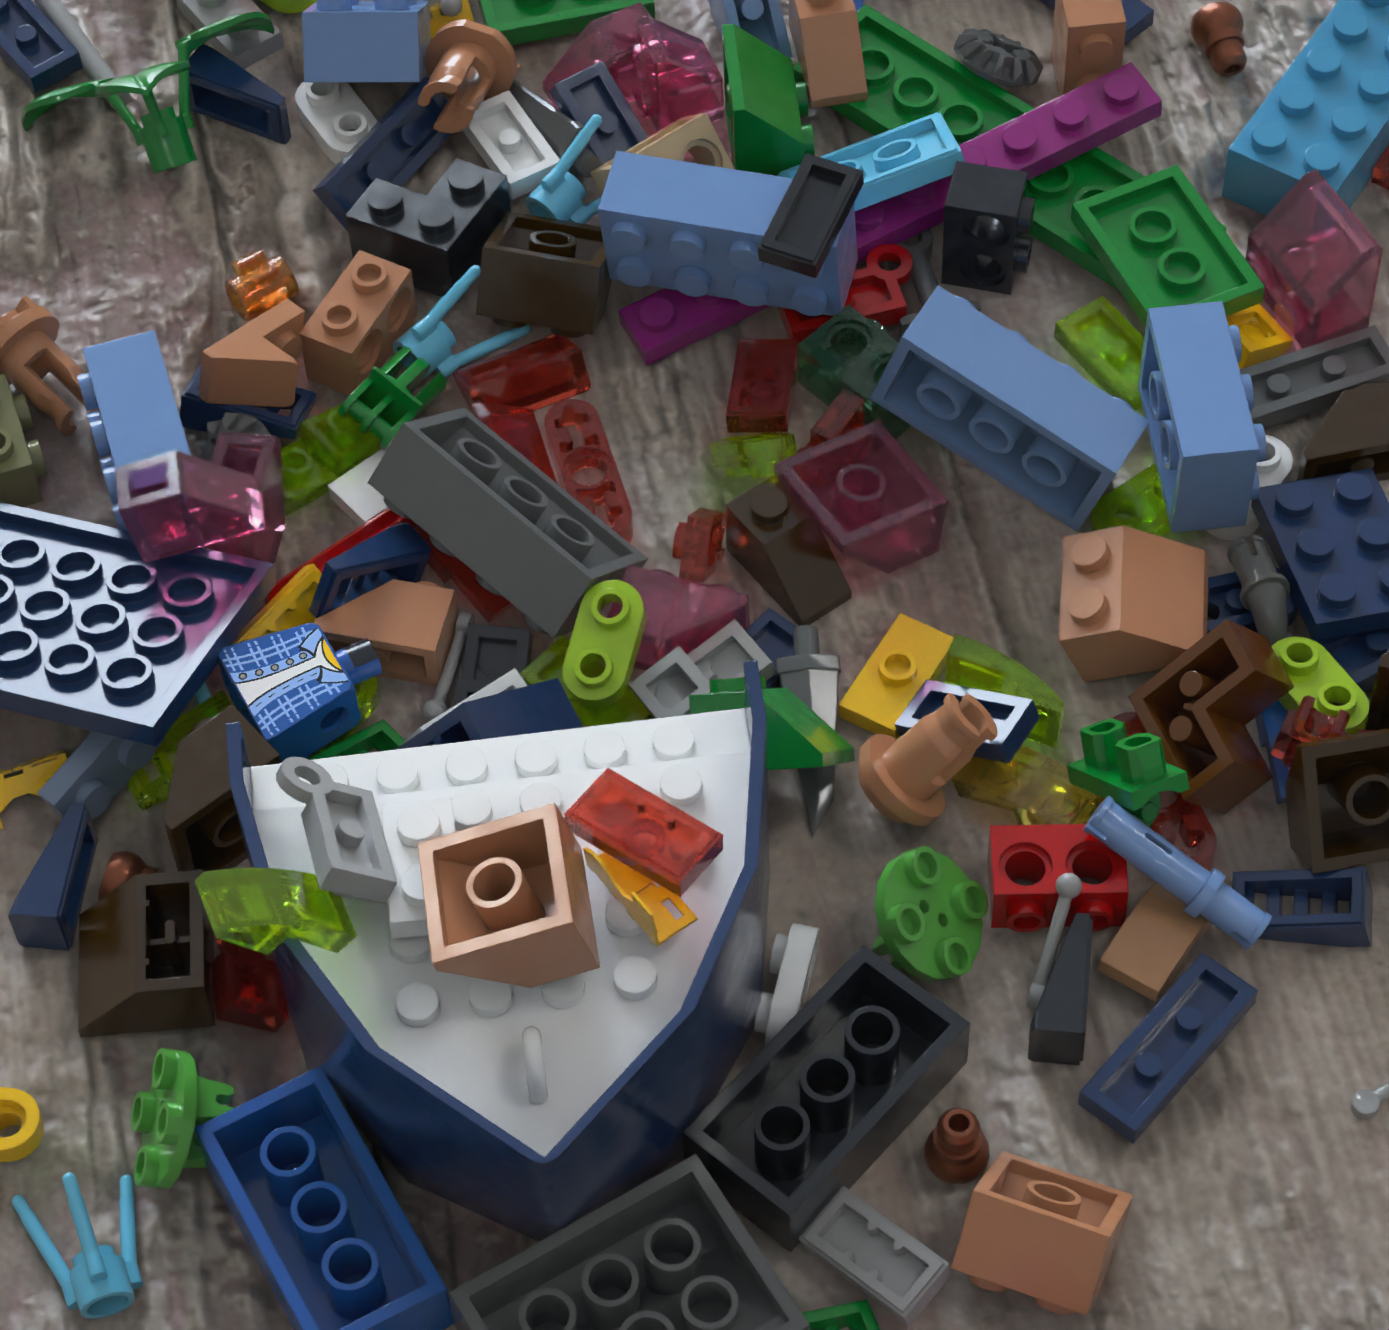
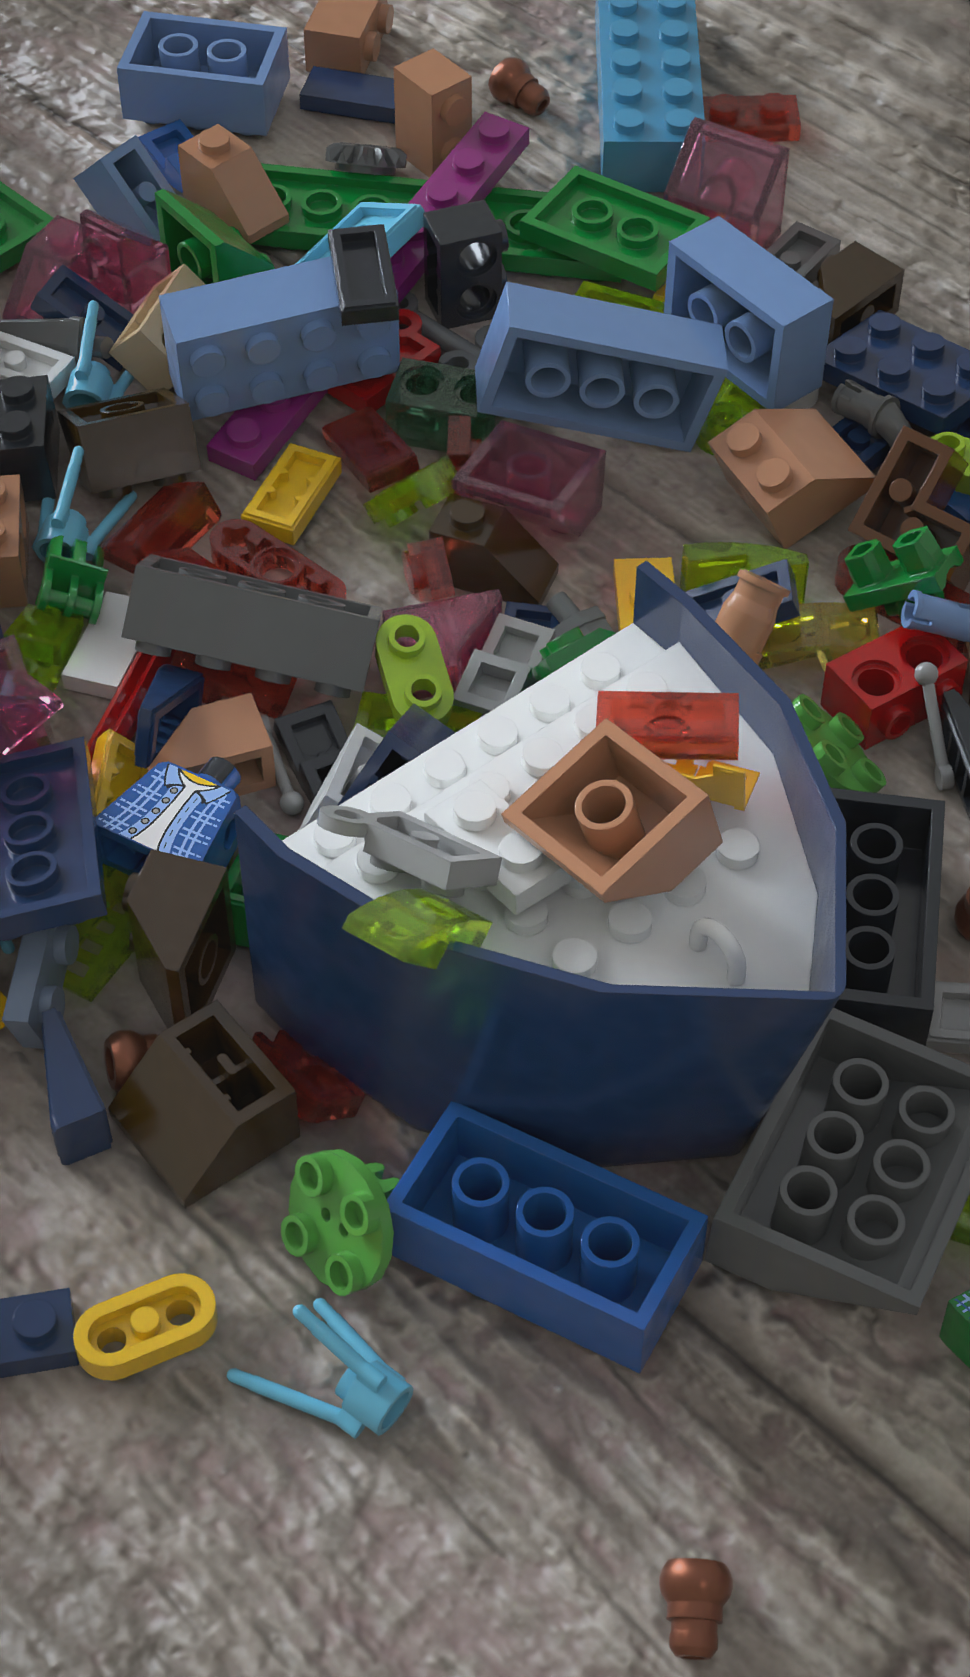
camera: 35 degrees left, 5 degrees down
(659, 398) = (293, 492): none -> yellow plate

